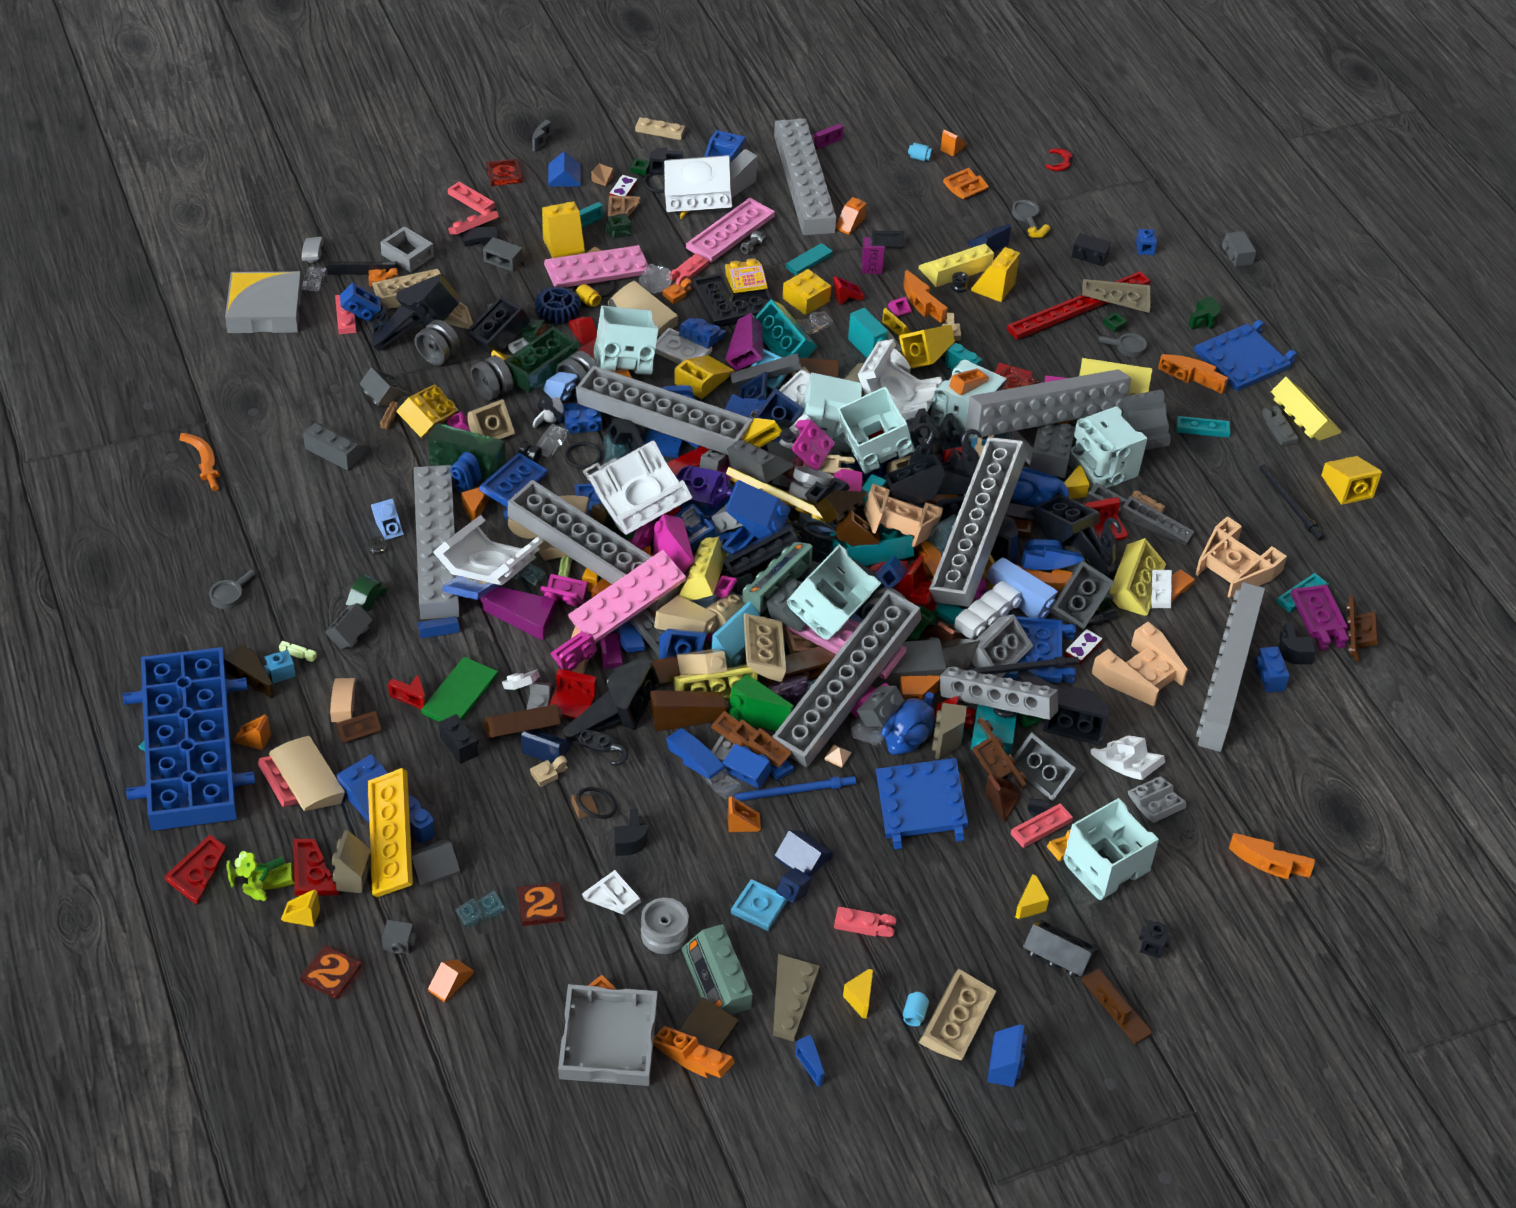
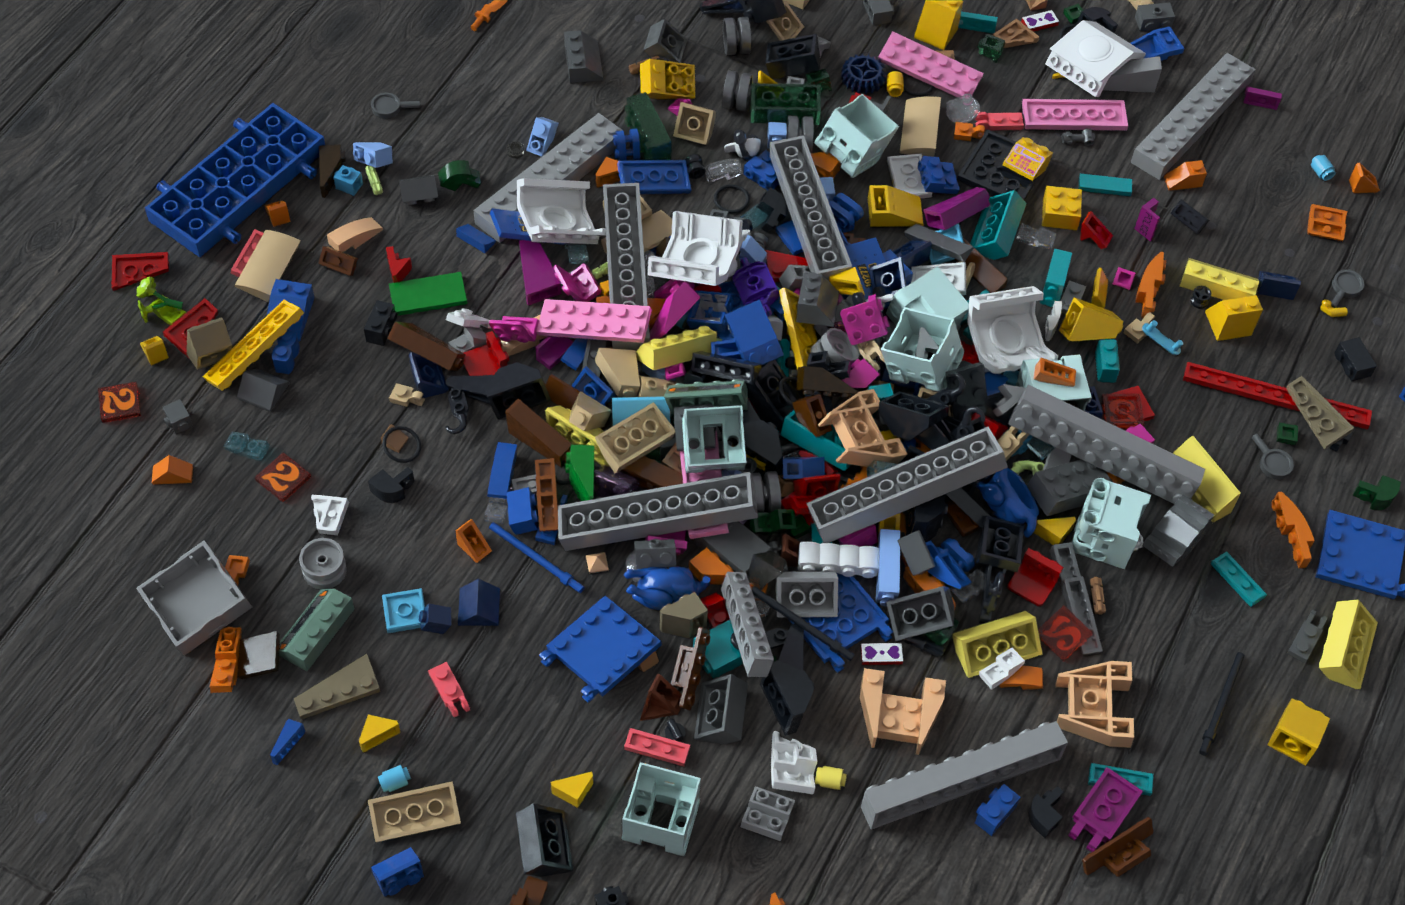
camera: 50 degrees right, 10 degrees up
(273, 632) = (372, 153): none -> light blue slope
(694, 132) = (1154, 16): none -> dark grey brick
(872, 423) = (924, 341): none -> light grey slope
(957, 420) = (1011, 396): none -> light grey slope
(961, 323) = (1157, 336): none -> medium azure piece
(1032, 560) = (916, 553): none -> dark grey slope
(1161, 742) = (830, 777): none -> light yellow brick
(1164, 538) = (1064, 633): none -> clear red tile

